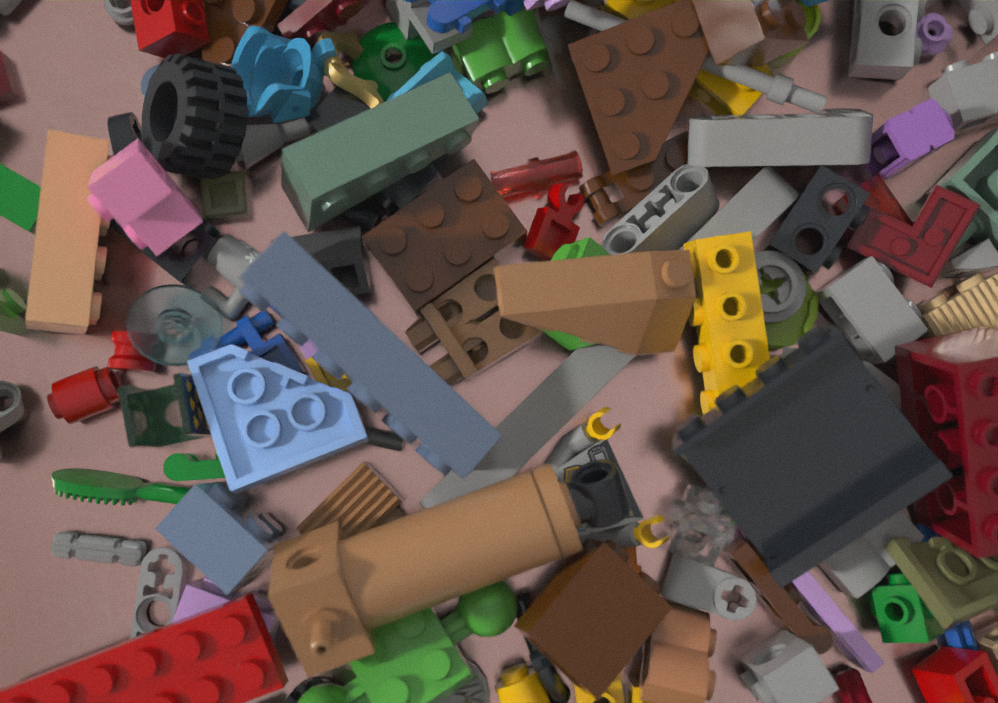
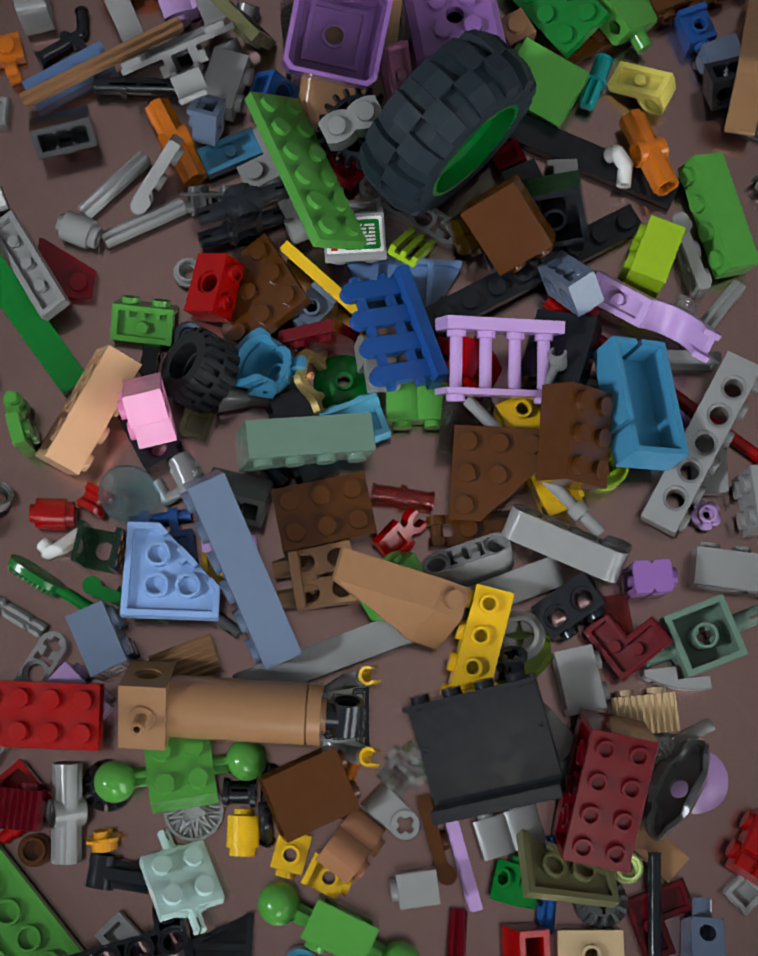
camera: 25 degrees right, 5 degrees down
(93, 91) = (143, 321): none -> bright green bracket
(106, 442) = (62, 546): none -> white arm
(486, 663) = (239, 792): none -> black bush
(783, 330) = (510, 662): none -> black bush

